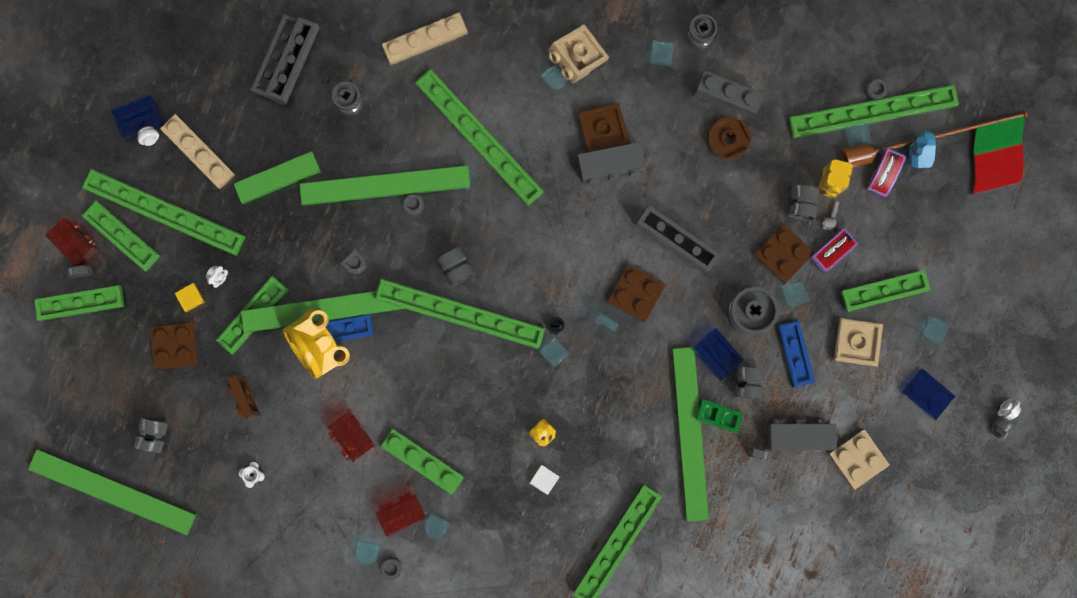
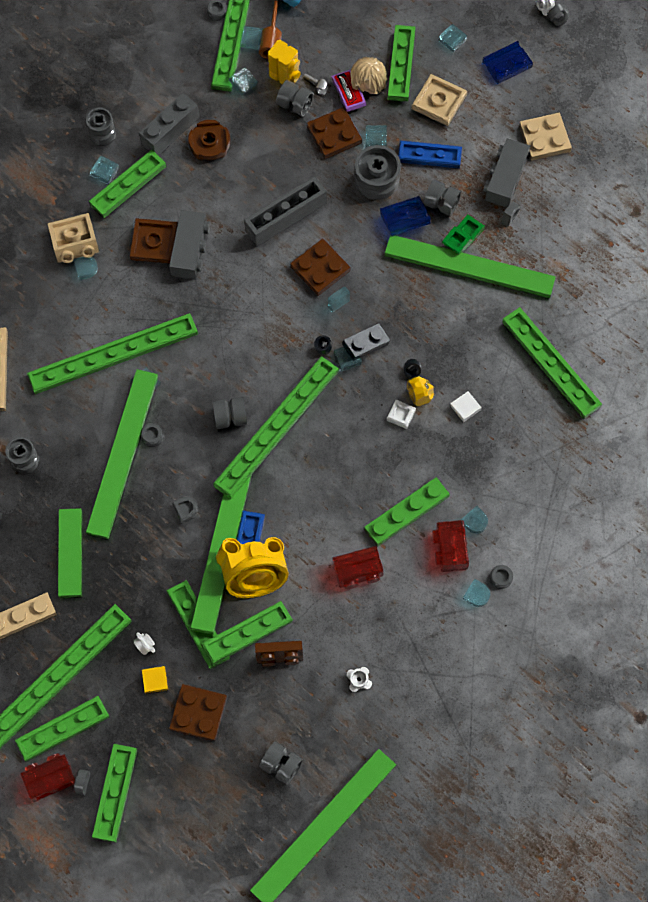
camera: 70 degrees left, 15 degrees down
(257, 361) = (246, 633): none -> bright green tile
(515, 422) = (401, 414): none -> white tile
(563, 416) = (414, 371): none -> black hinge
(573, 364) = (366, 342): none -> plate
(653, 81) = (127, 184): none -> bright green plate
(805, 145) = (243, 81): none -> clear light blue tile
(855, 264) = (368, 75): none -> tan hair
(886, 172) = (296, 24): slope -> none

